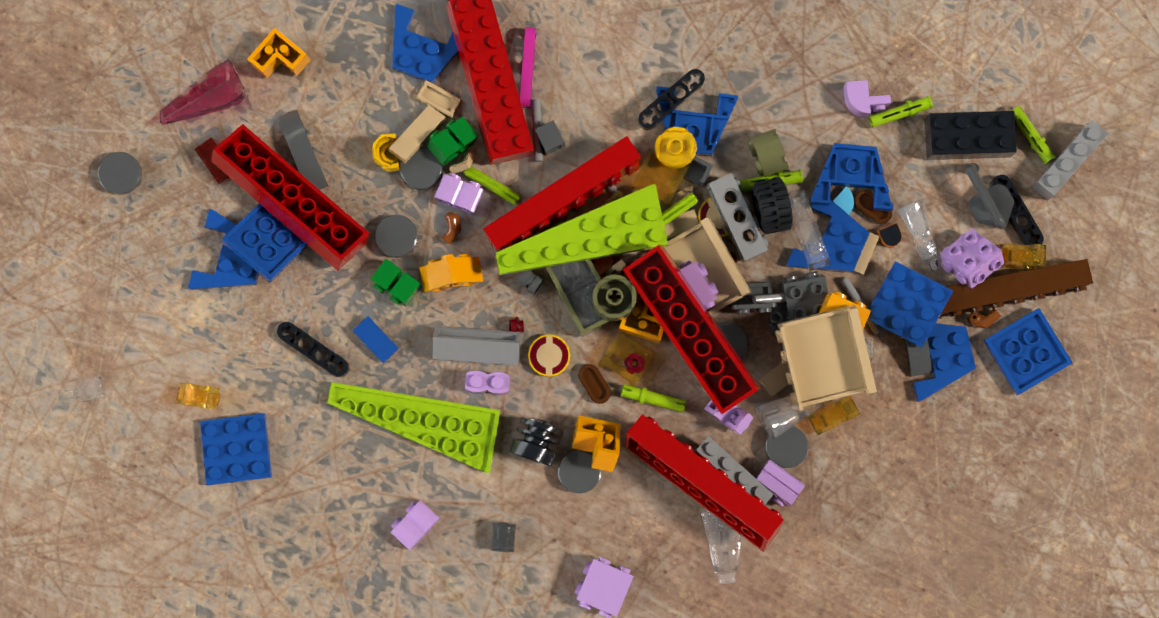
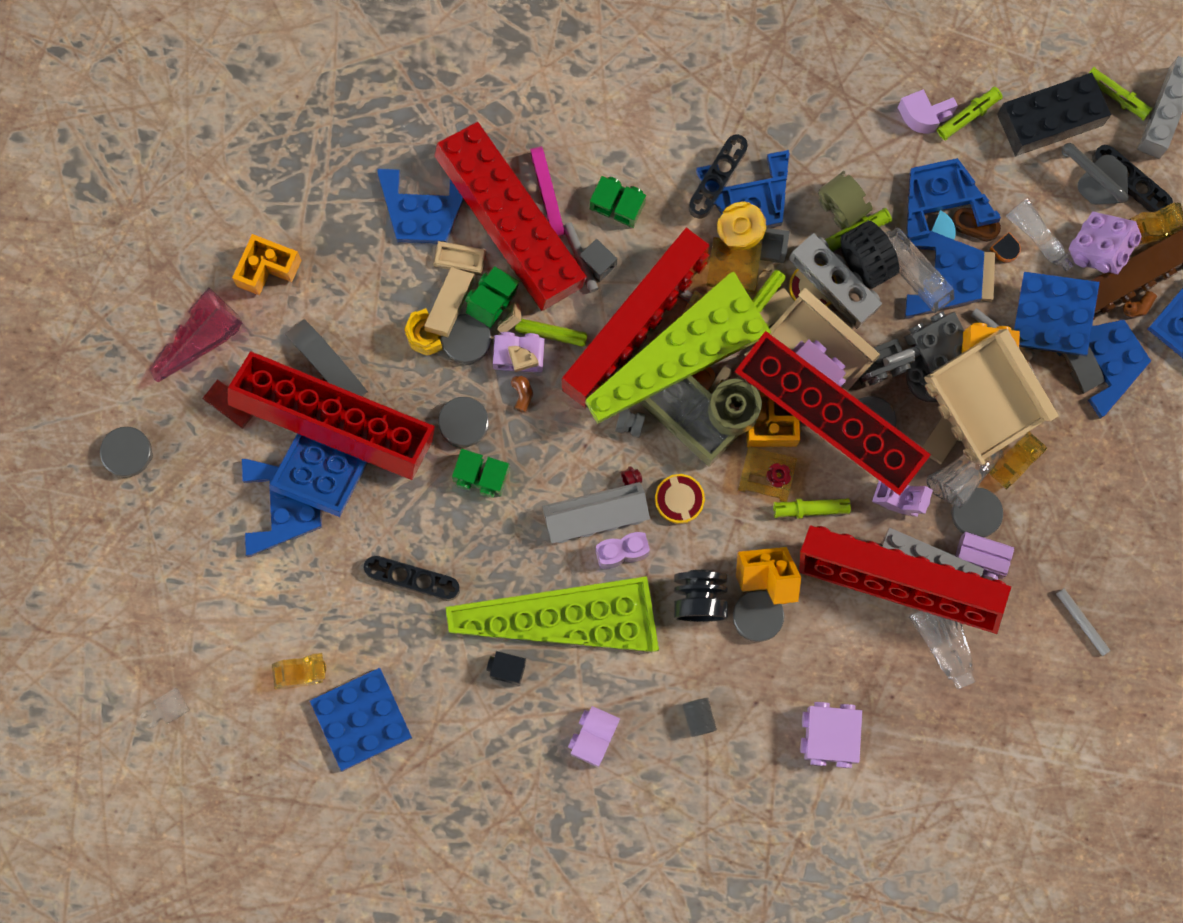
camera: 20 degrees left, 5 degrees down
(363, 447) = (506, 668): none -> black brick
(375, 339) = (478, 543): blue slope -> none
(451, 272) = (539, 441): light orange brick -> none
(458, 200) = (522, 358): none -> tan tile
(575, 86) = (606, 196): none -> green piece
(594, 384) = (740, 514): reddish brown tile -> none
(841, 563) = (1083, 622): none -> light grey bar

